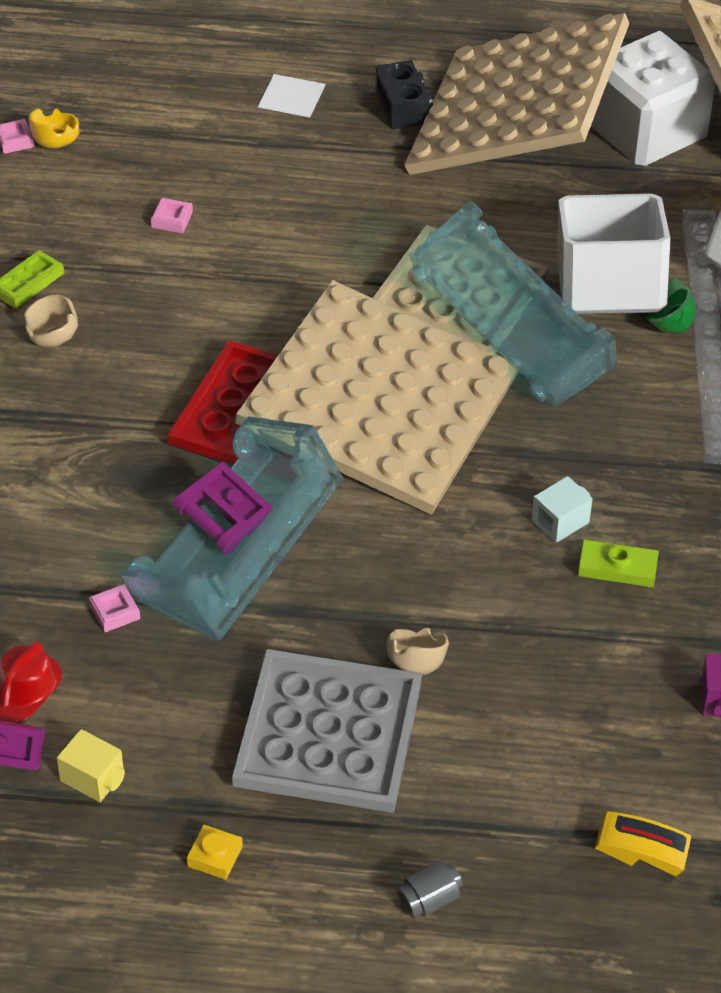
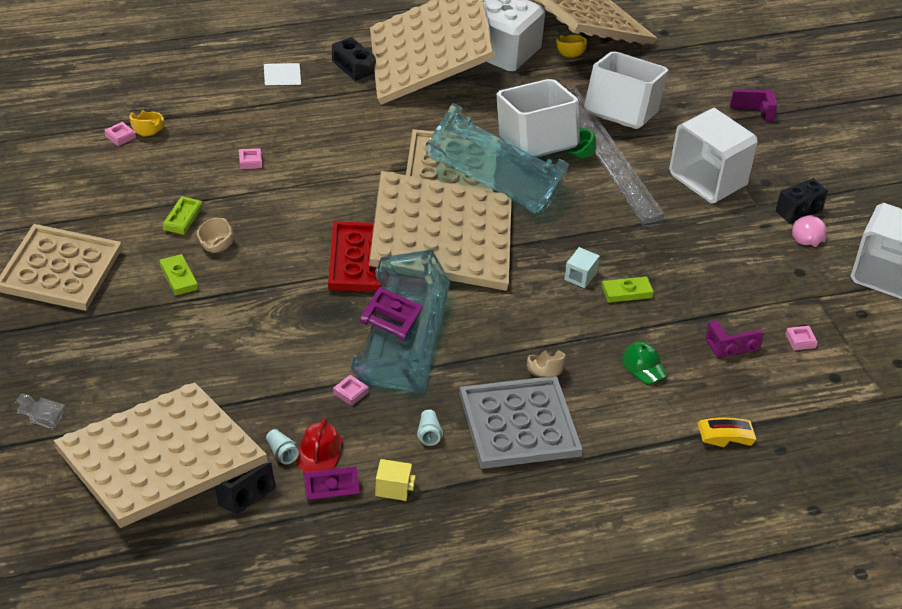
camera: 25 degrees left, 5 degrees down
(189, 700) = (429, 428): none -> light aqua cone
(214, 852) = (492, 507): yellow plate -> none
(430, 889) = (627, 489): dark grey brick -> none
(577, 691) = (644, 362): none -> green cap

